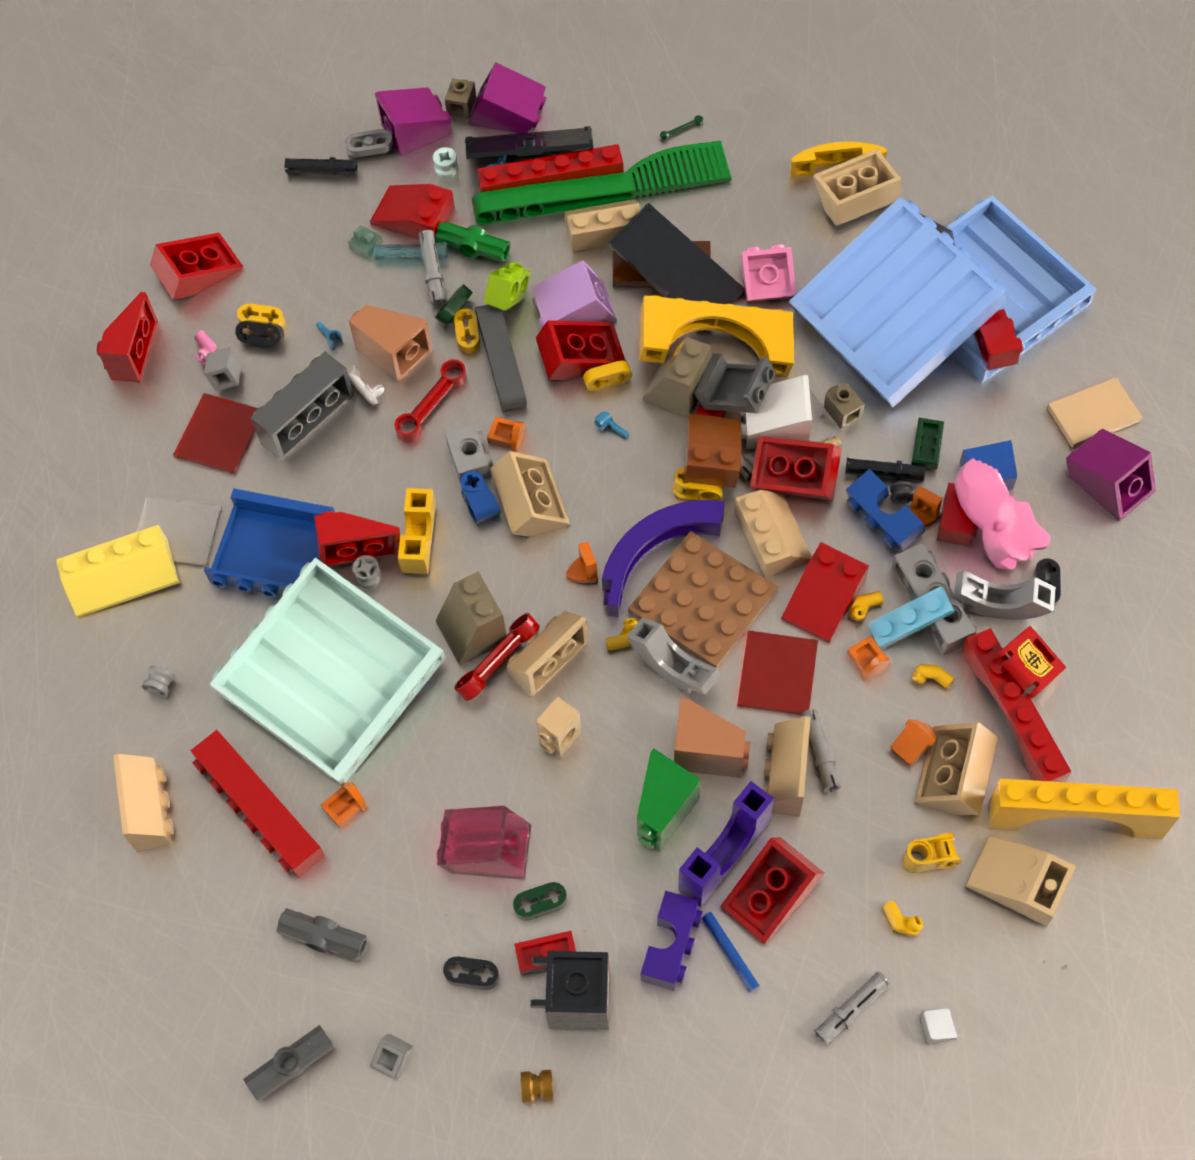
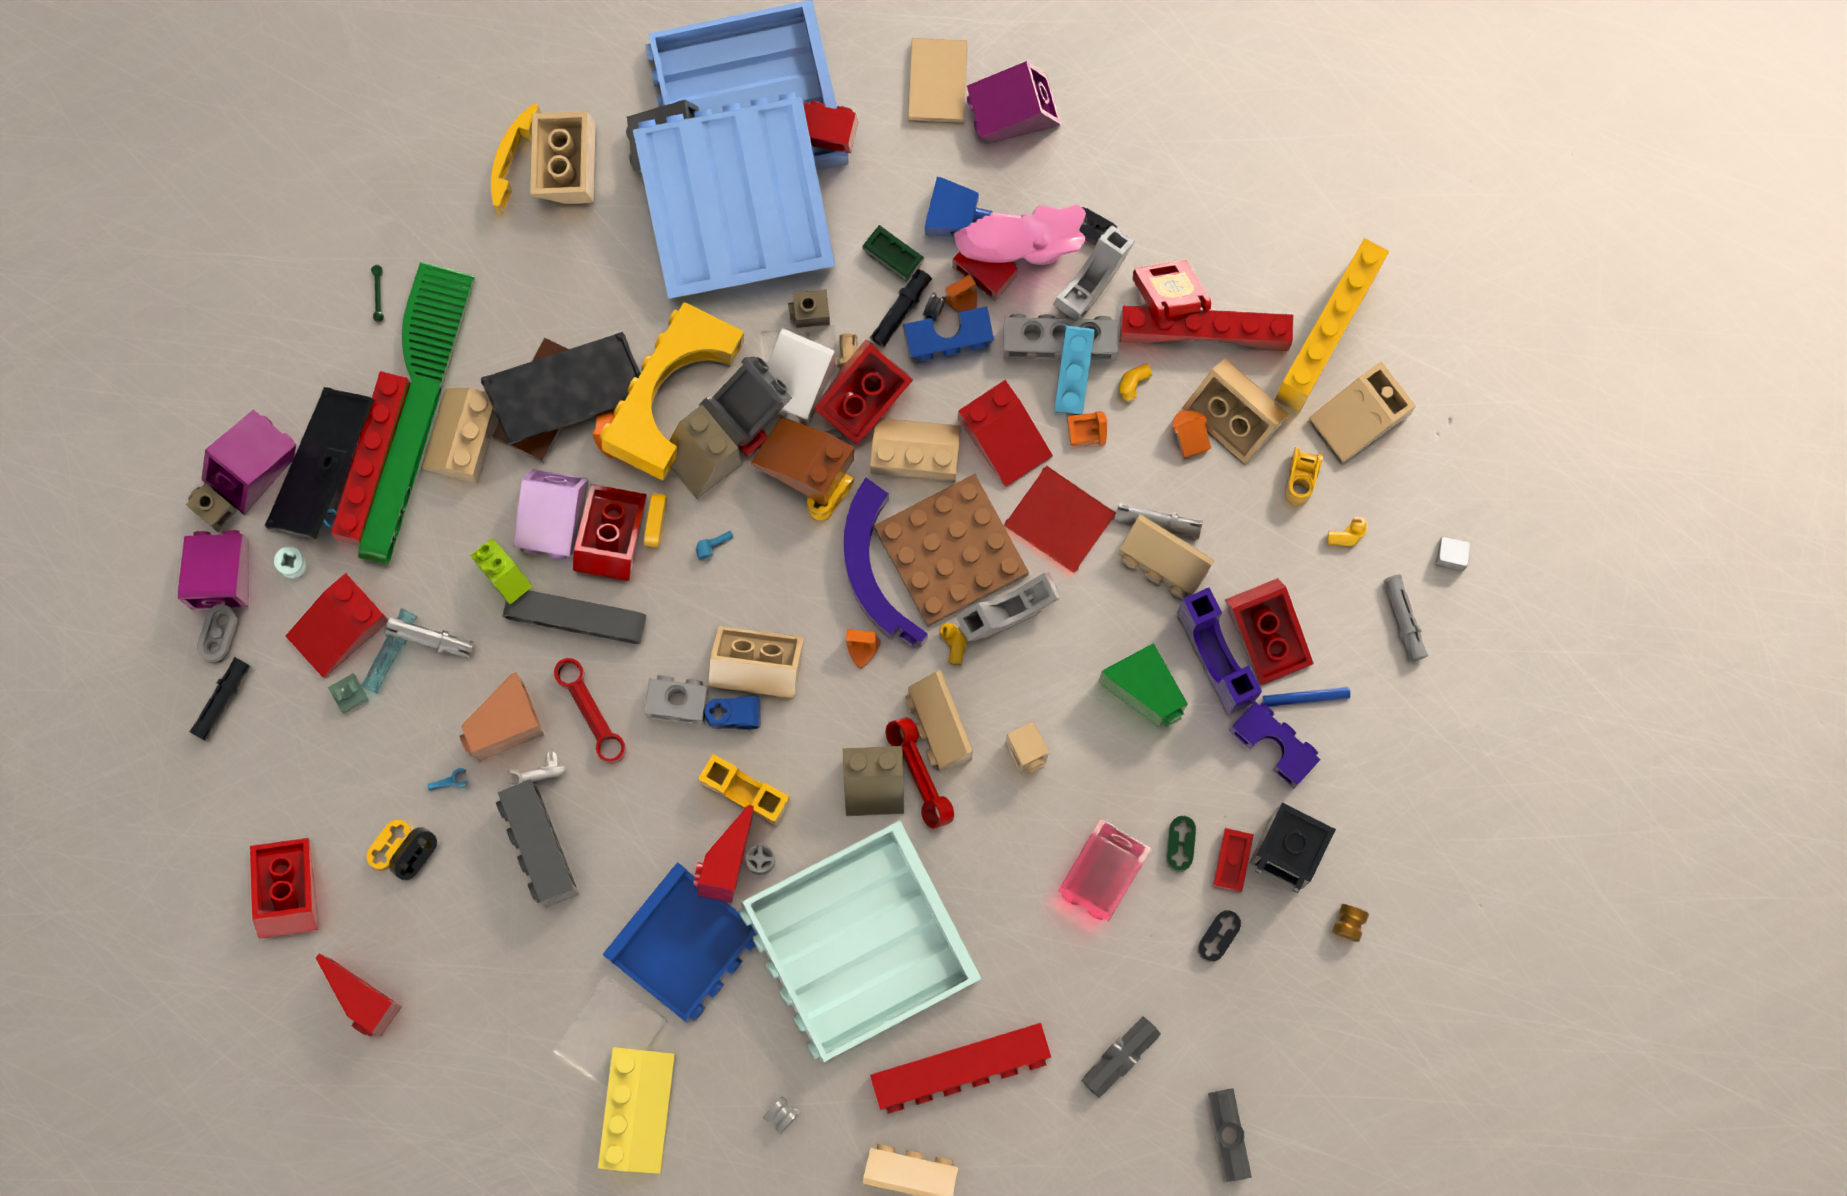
camera: 70 degrees left, 15 degrees up
(207, 346) = (399, 916): bright pink arm -> none
(217, 434) = (512, 946): clear red piece -> none
(222, 369) = (443, 910): light grey brick -> none
(344, 804) = (998, 984): orange tile -> none
(391, 1055) = (1260, 1040): light grey slope -> none
(453, 304) = (485, 635): dark green beam -> none
(471, 330) = (525, 630): yellow beam -> none
(473, 241) = (413, 580): green piece -> none
(507, 433) = (668, 651): orange tile -> none
(709, 742) = (1108, 618): nougat slope -> none
(768, 273) = (619, 300): bright pink plate -> none
(862, 603) = (1029, 401): yellow arm -> none

